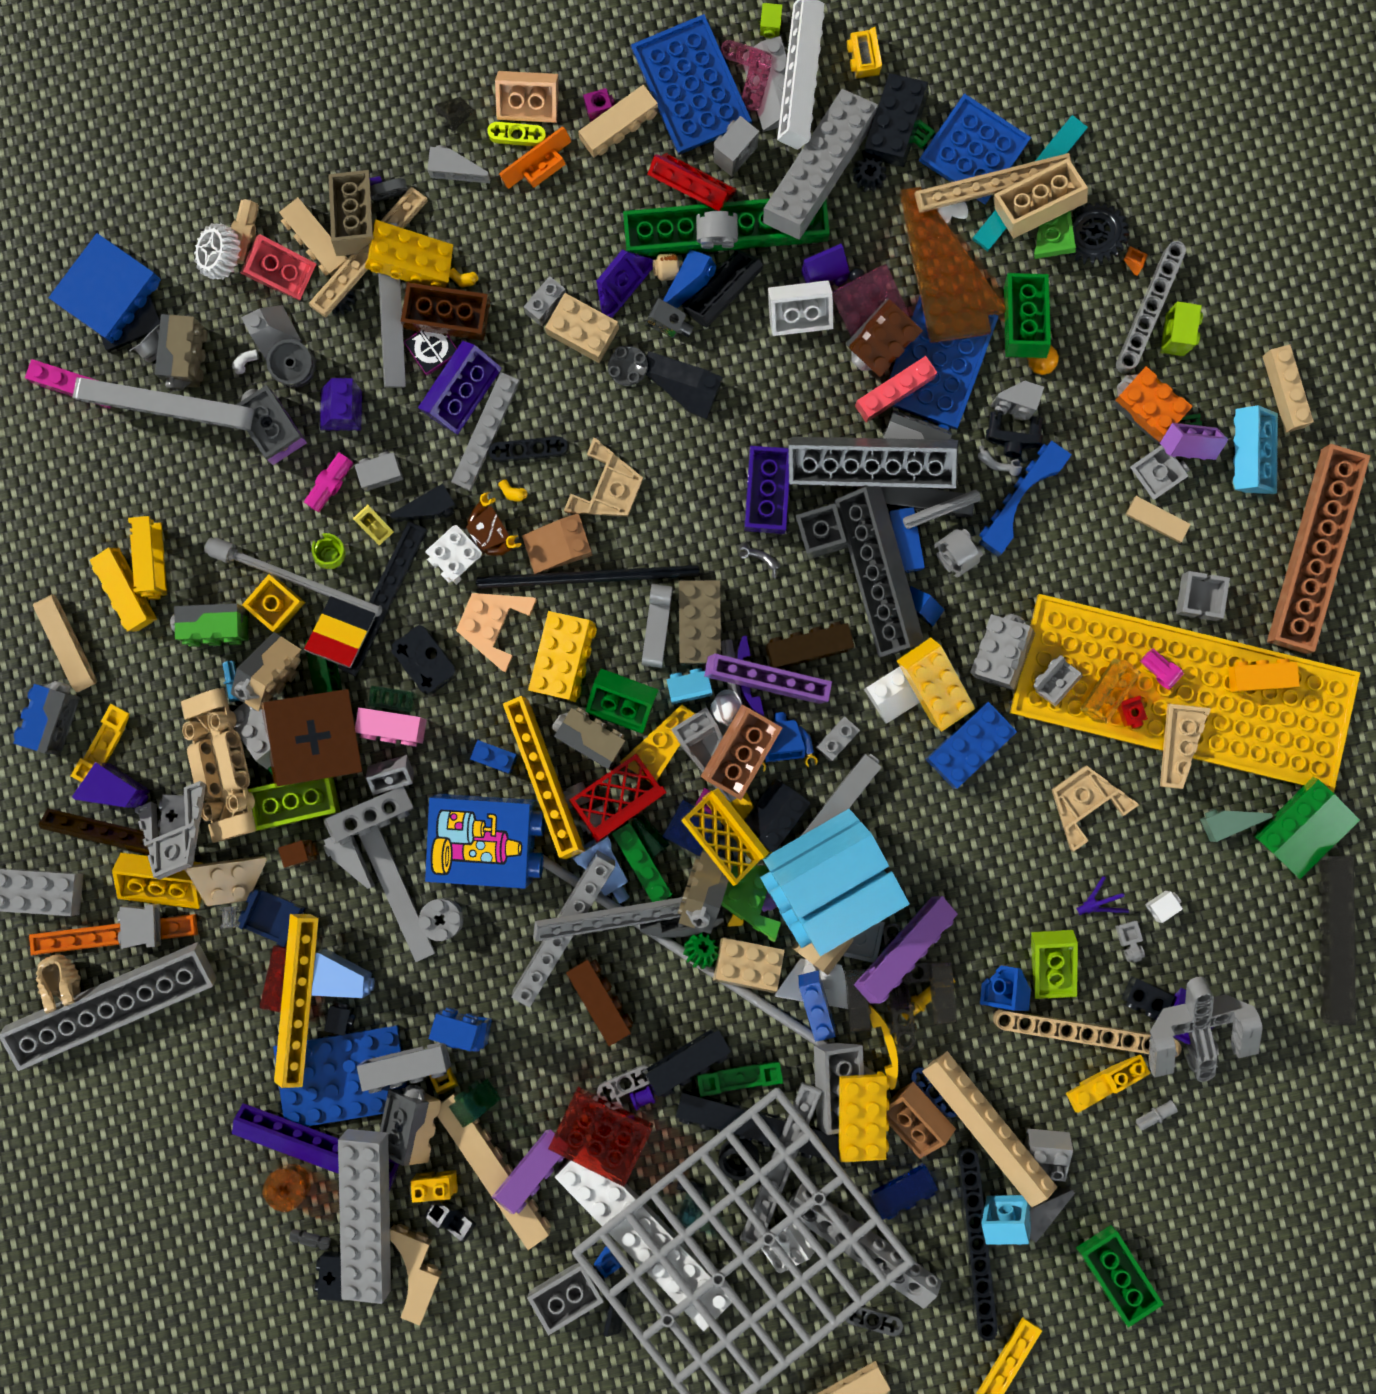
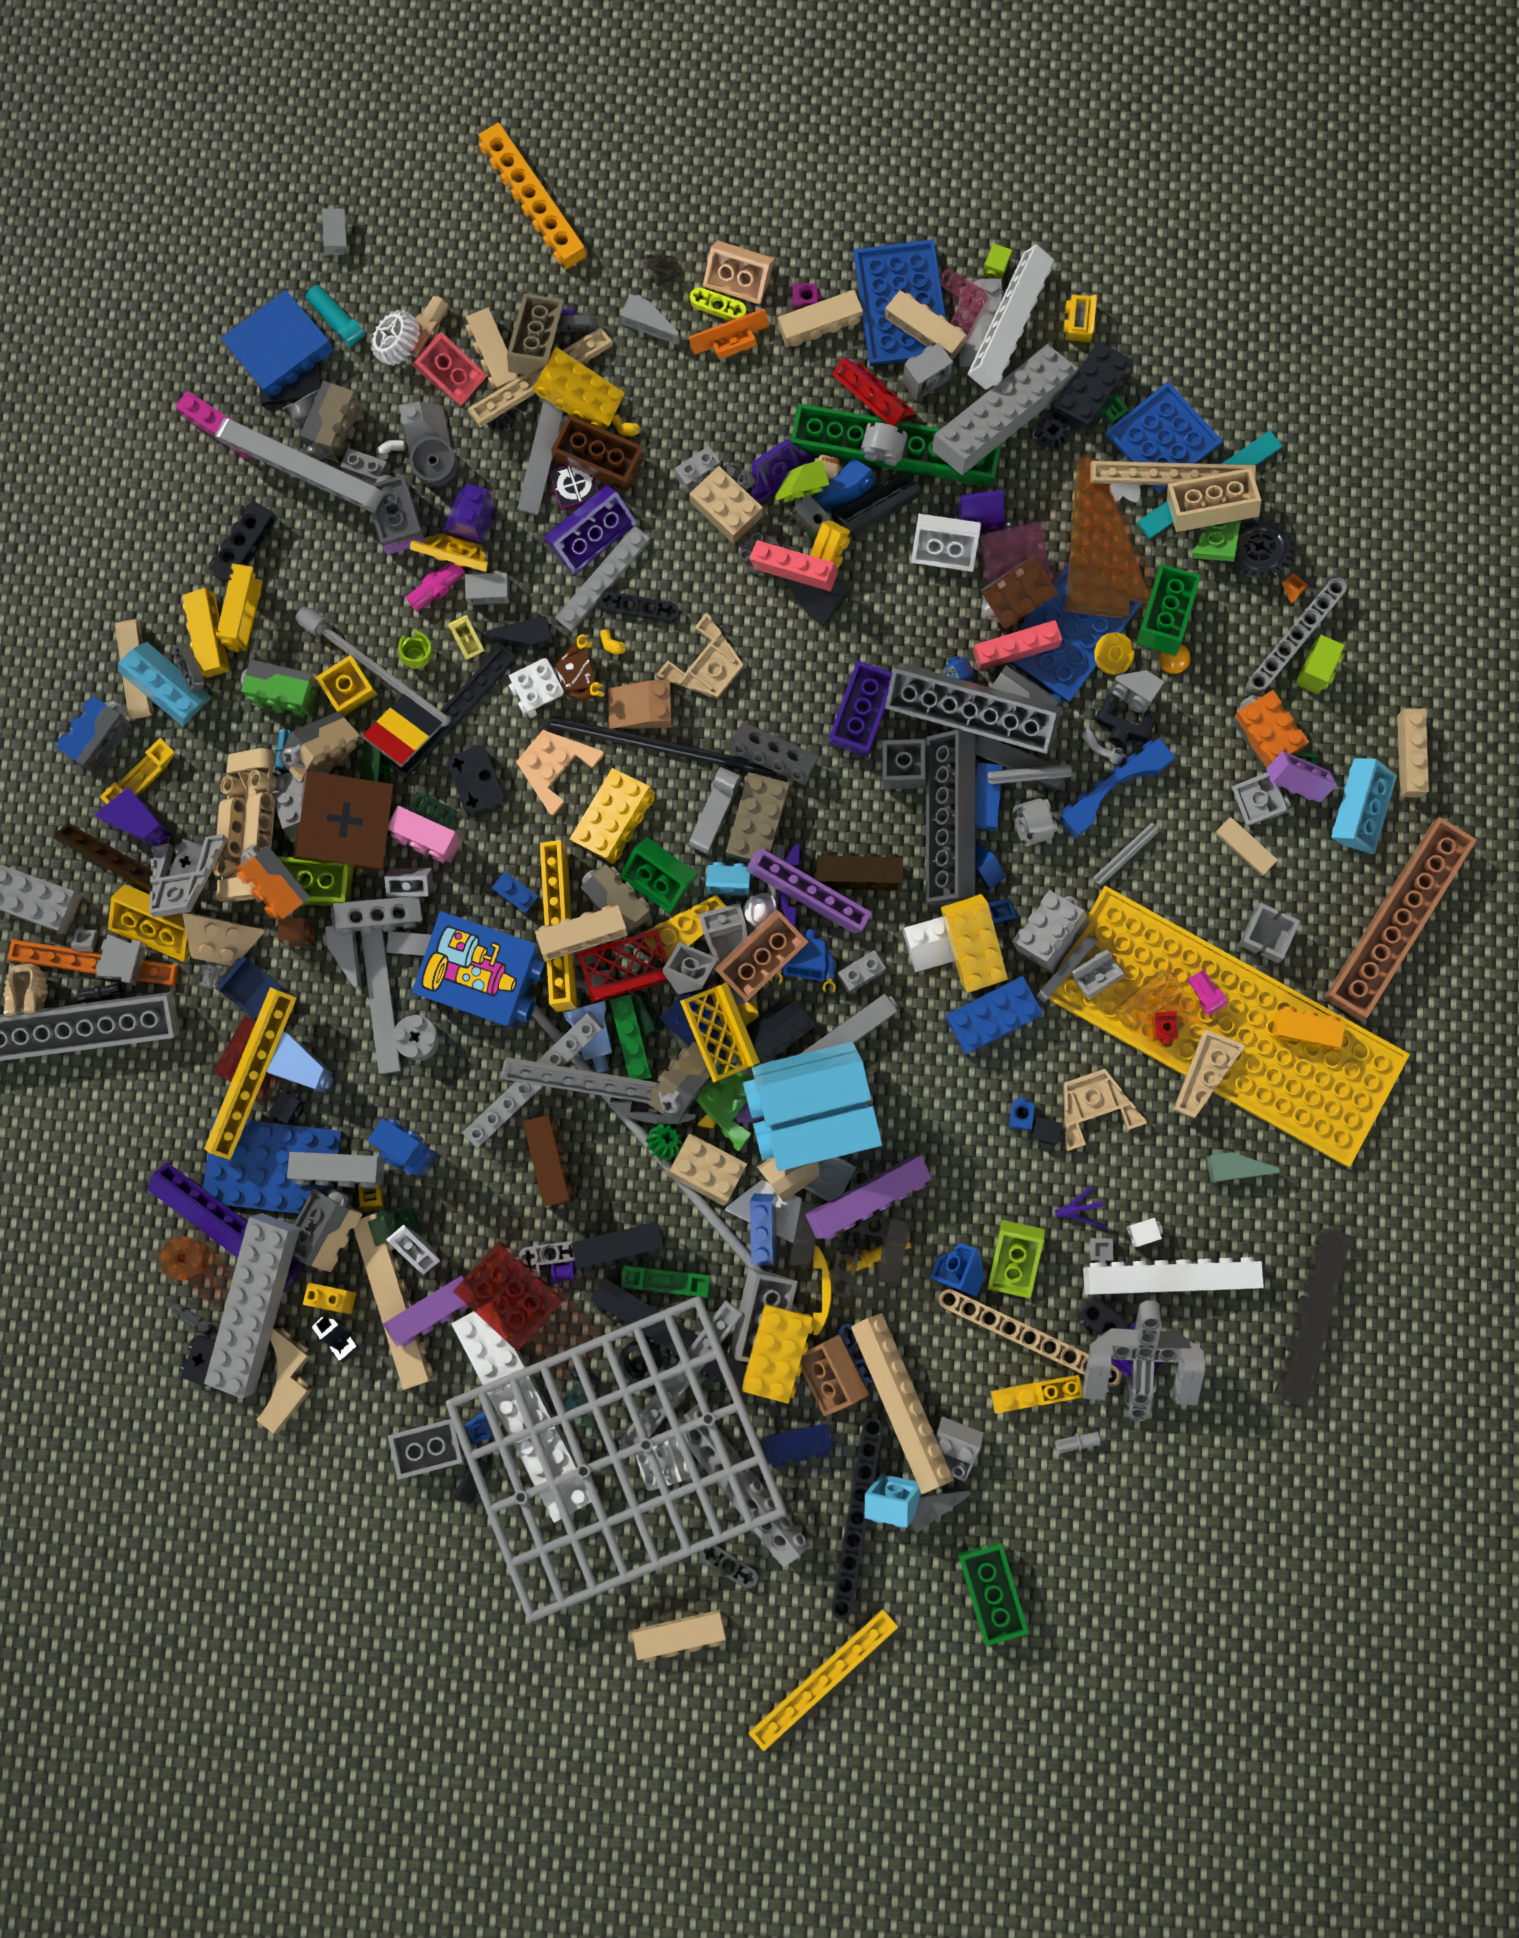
camera: 20 degrees right, 5 degrees down
(97, 649) = (162, 683): none -> medium azure slope
(98, 915) = (84, 940): none -> light grey tile
(117, 628) = (189, 667): none -> dark grey beam
(125, 161) = (334, 231): none -> light grey hinge
(129, 961) = (99, 993): none -> black pin
(141, 484) = (240, 531): none -> black brick
(152, 245) = (347, 328): none -> teal piece
(225, 386) = (364, 466): none -> light grey brick
(255, 26) = (496, 138): none -> light orange brick
(260, 817) = (270, 881): none -> orange piece
(336, 443) = (452, 549): none -> yellow wing
(407, 832) = (407, 943): none -> light grey slope
(500, 1119) = (414, 1249): none -> white slope
(569, 781) = (581, 932): none -> tan brick
(589, 296) = (743, 477): none -> dark grey plate
(649, 287) = (802, 481): none -> lime slope
(664, 371) = (793, 565): none -> coral brick
(677, 783) = (688, 968): none -> light grey slope
(691, 342) = (831, 542): none -> yellow brick
(696, 555) = (773, 753): none -> dark grey brick
(720, 101) = (924, 325): none -> tan brick
(770, 561) = (844, 778): flat silver piece -> none
(846, 426) = (959, 669): none -> blue head
(951, 644) = (1002, 912): none -> blue slope
(986, 370) = (1114, 653): none -> yellow tile
(1027, 682) = (1067, 968): none -> dark grey beam
(1028, 836) = (1021, 1124): none -> blue brick
(1049, 558) = (1128, 852): none -> light grey axle
(1049, 838) = (1047, 1131): none -> black brick
(1202, 941) = (1173, 1277): none -> white brick
(1307, 827) = (1312, 1194): green slope -> none

